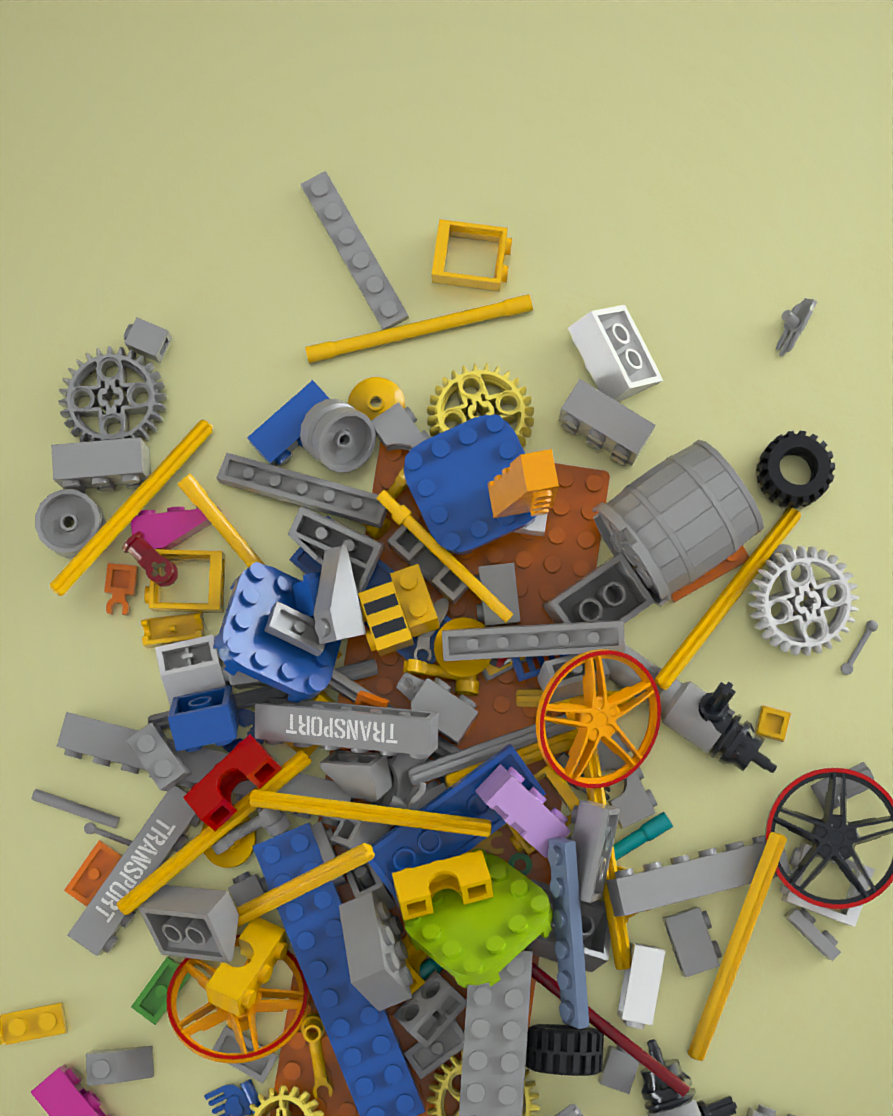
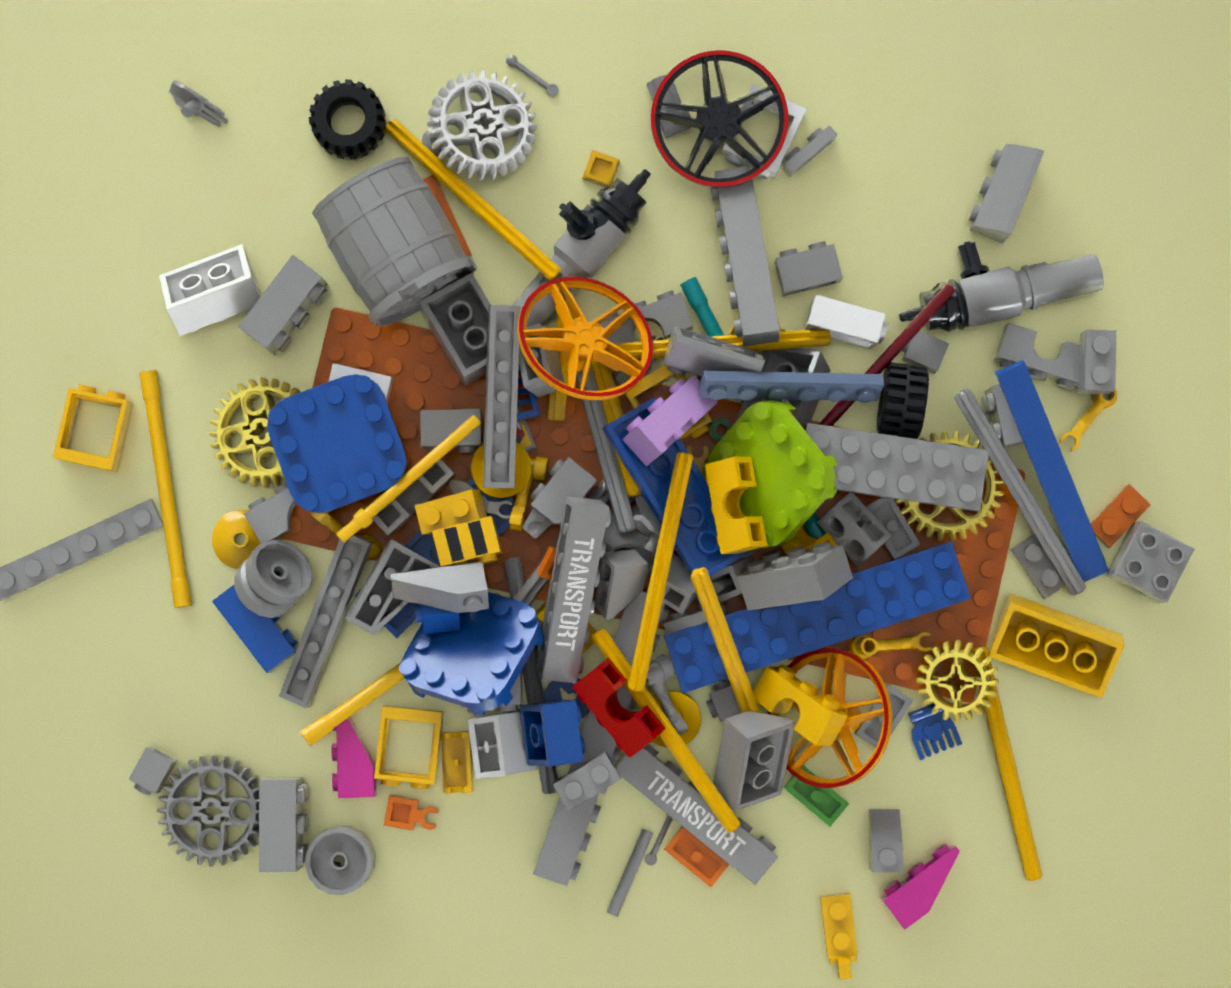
camera: 85 degrees left, 5 degrees up
(130, 508) = (329, 795): yellow axle -> none
(151, 560) = (385, 778): dark red connector -> none
(294, 628) = (470, 633): light grey plate -> none
(525, 486) = (348, 388): light orange wedge -> none
(737, 946) = (815, 224): yellow axle -> none

